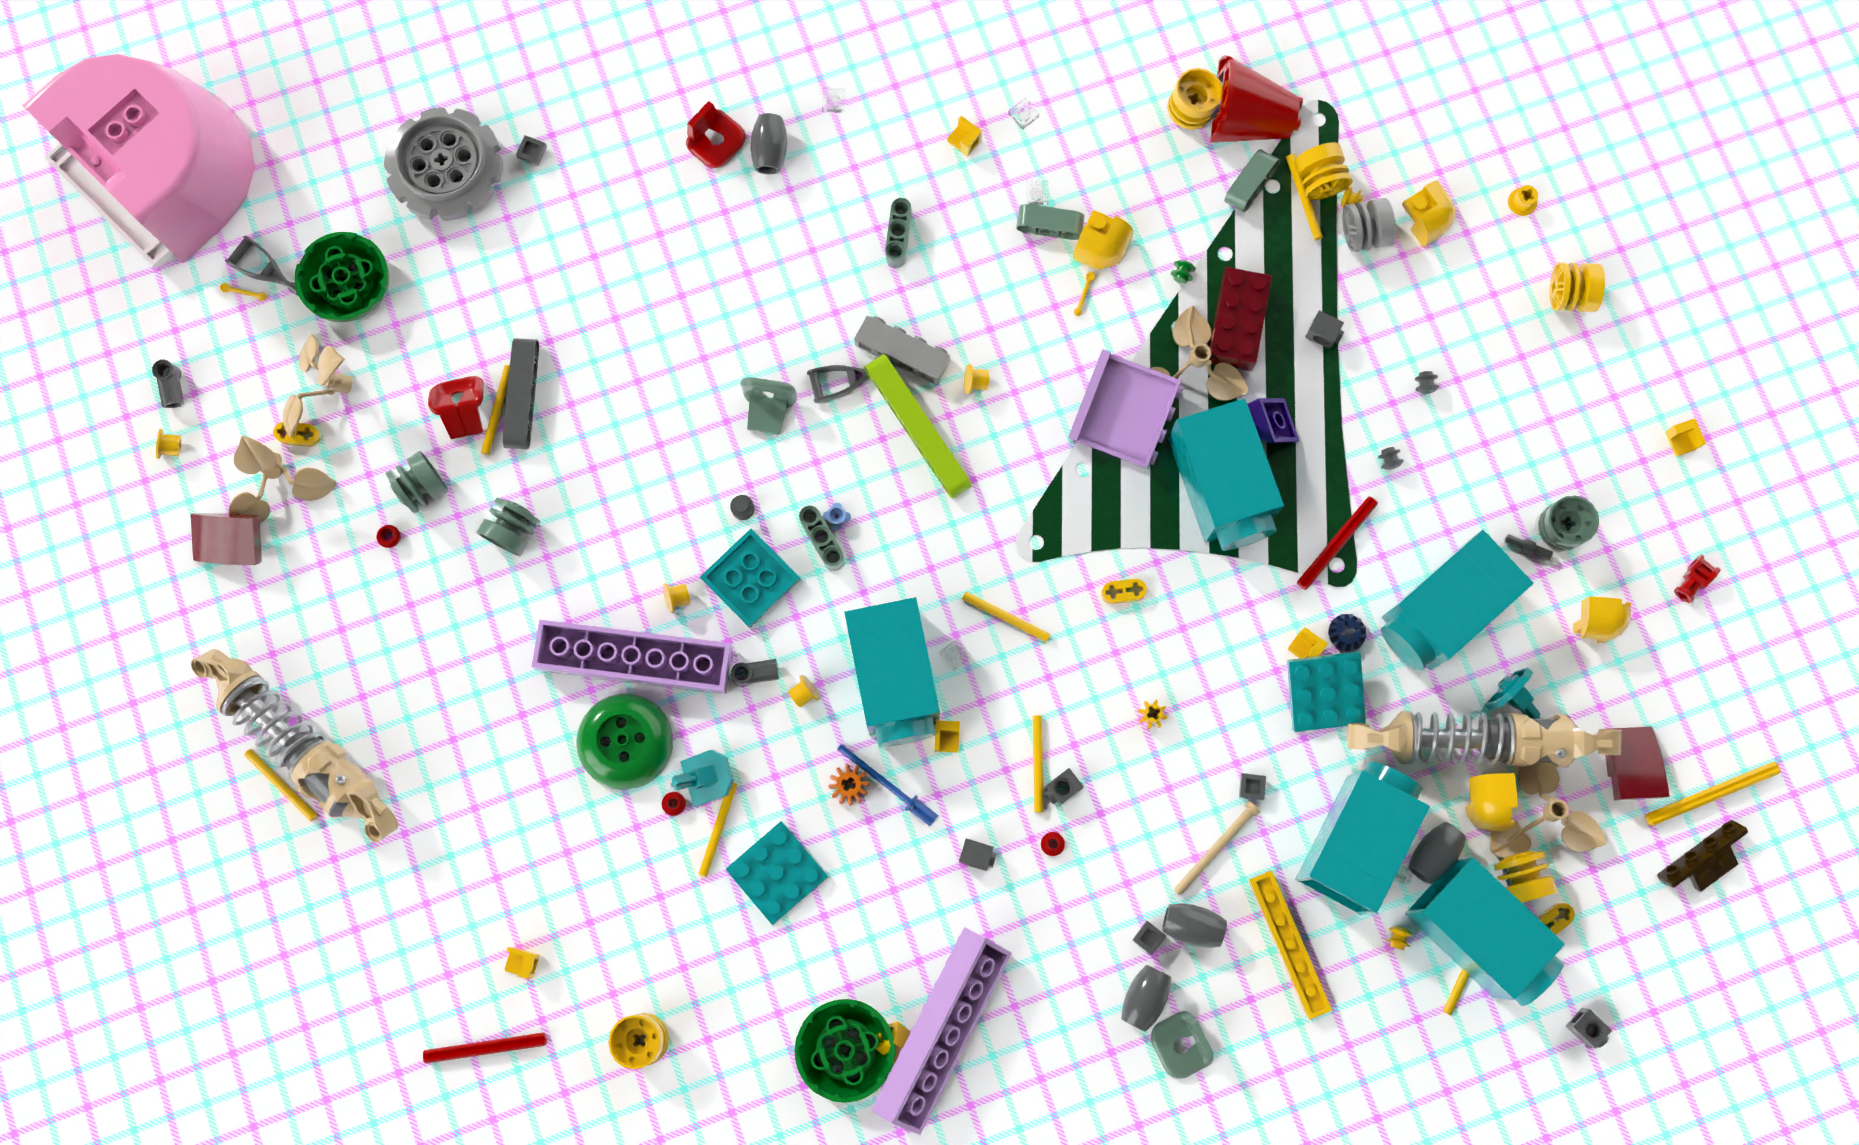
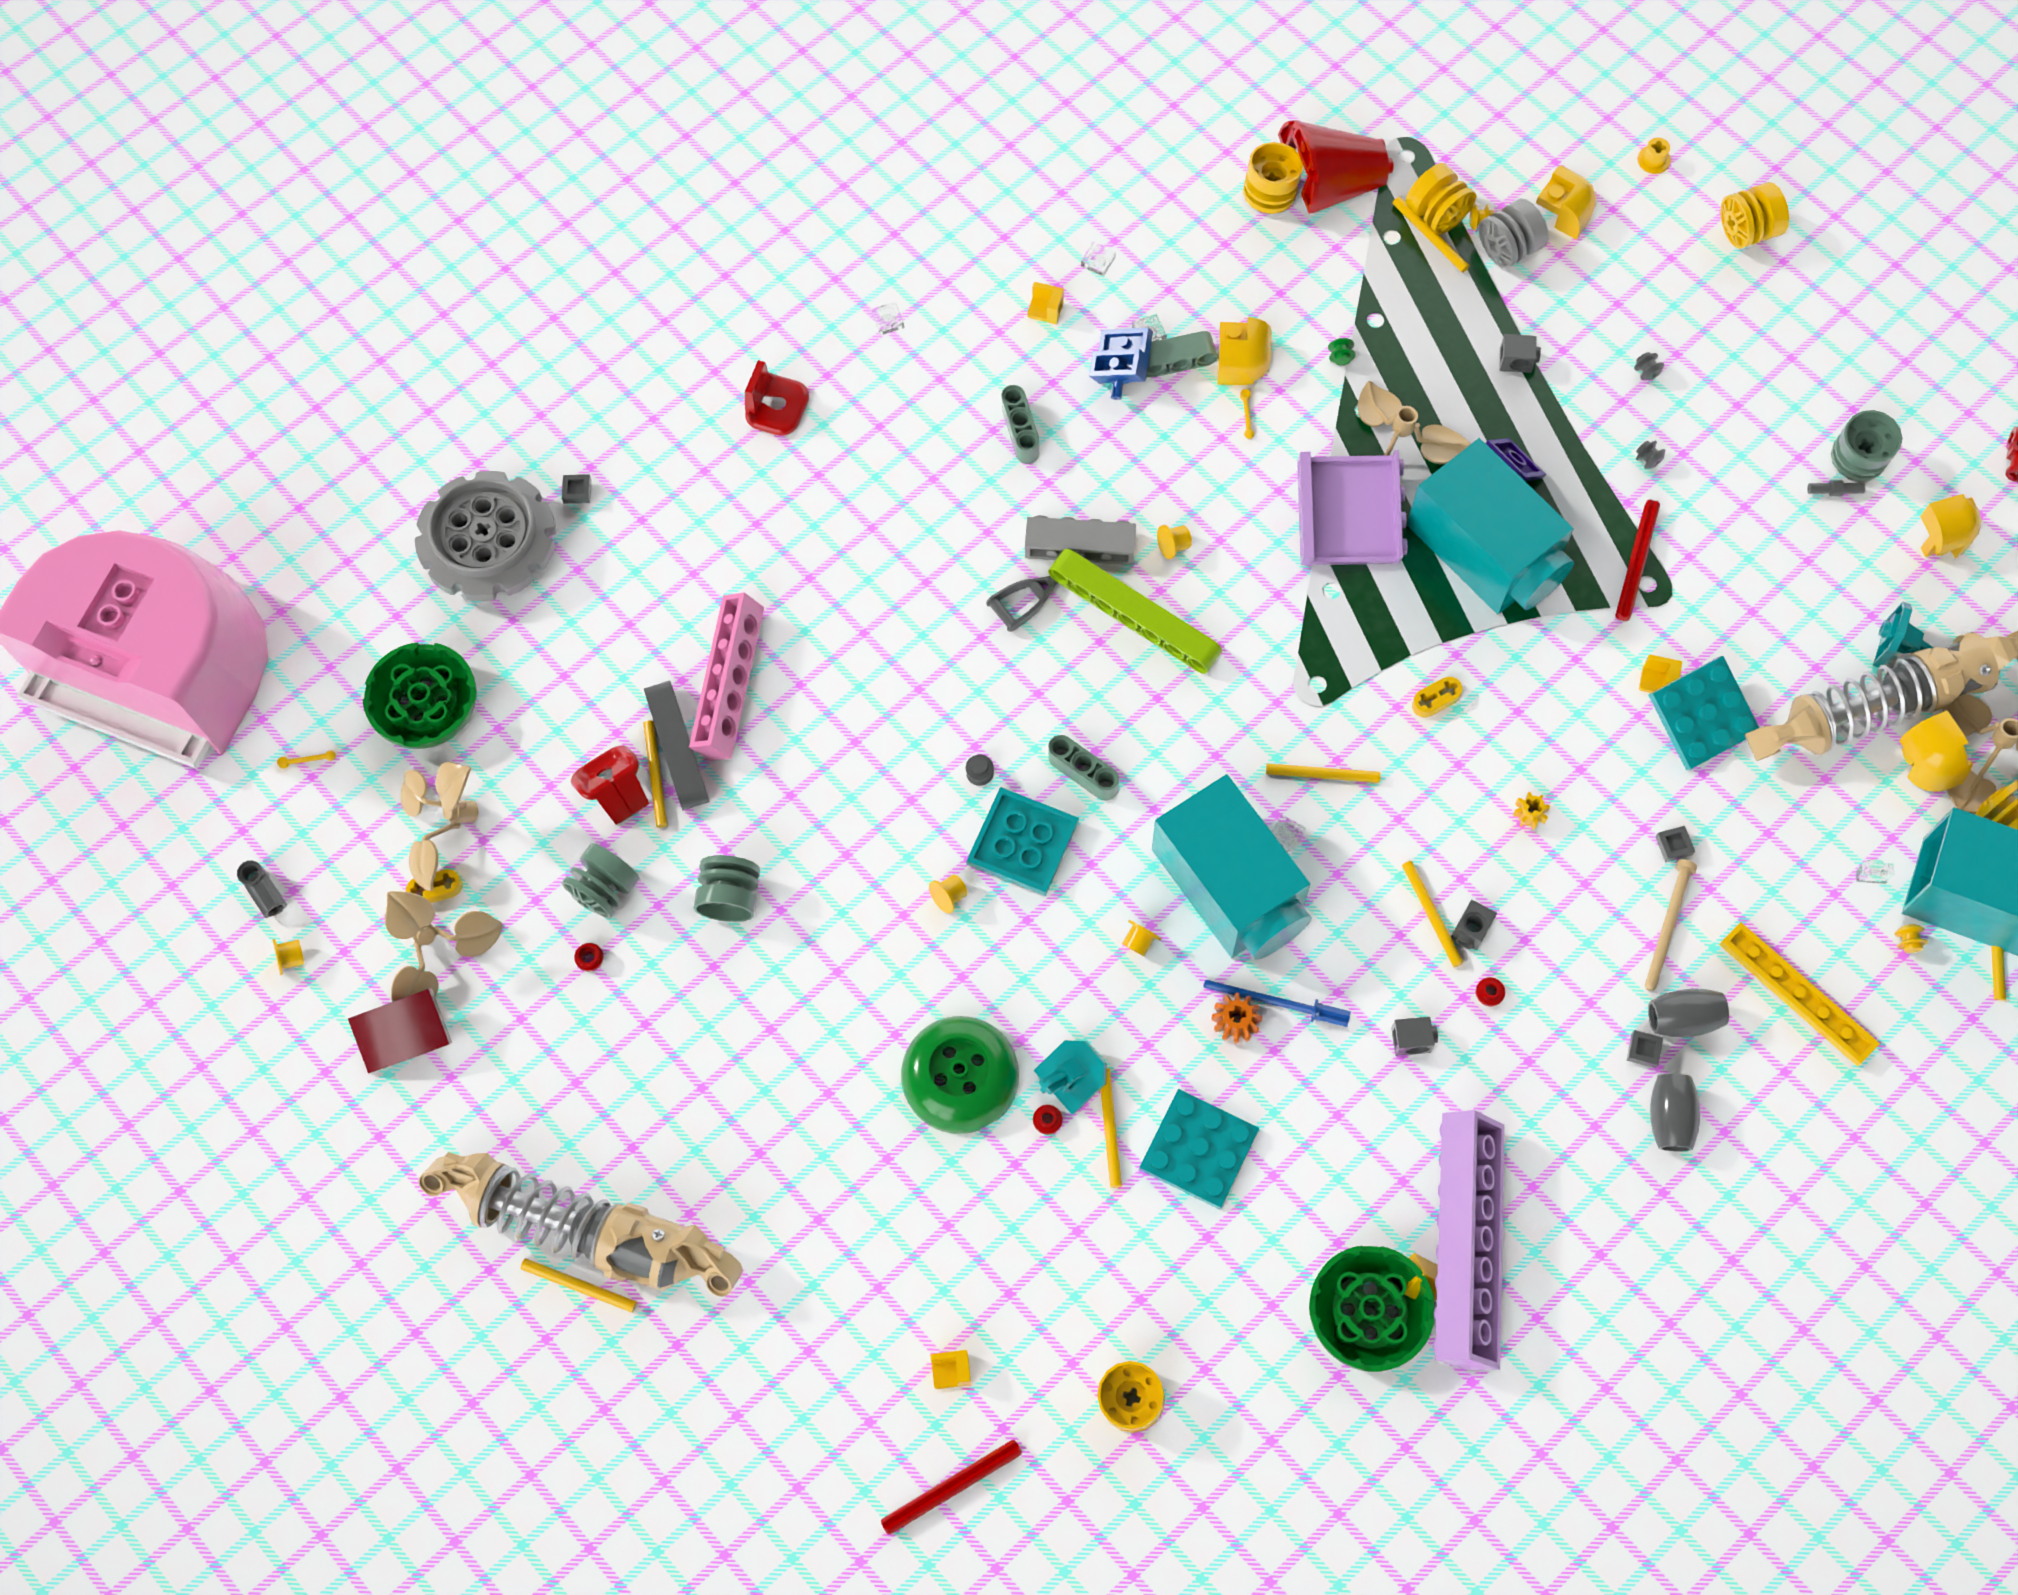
camera: 20 degrees left, 10 degrees down
(266, 274) = (327, 725): dark grey piece -> none
(580, 354) = (726, 677): none -> bright pink brick
(632, 656) = (931, 974): lavender brick -> none
(758, 672) = (1076, 938): dark grey piece -> none
(767, 413) = (960, 662): sand green piece -> none
(768, 143) = (838, 385): dark grey piece -> none
(836, 509) = (1096, 737): light blue plate -> none
(947, 736) = (1321, 927): yellow panel -> none
(1001, 208) = (1121, 358): none -> plate
(1194, 1059) = (1759, 1158): sand green piece -> none
(1239, 318) = (1425, 372): dark red brick -> none
(1252, 180) = (1369, 237): sand green beam -> none
(1342, 641) = (1693, 658): dark blue gear -> none
(1365, 838) = (1825, 845): teal container -> none
(1437, 853) = (1905, 831): dark grey piece -> none
(1453, 603) = (1793, 566): teal container -> none
(1685, 437) = (1937, 320): yellow panel -> none

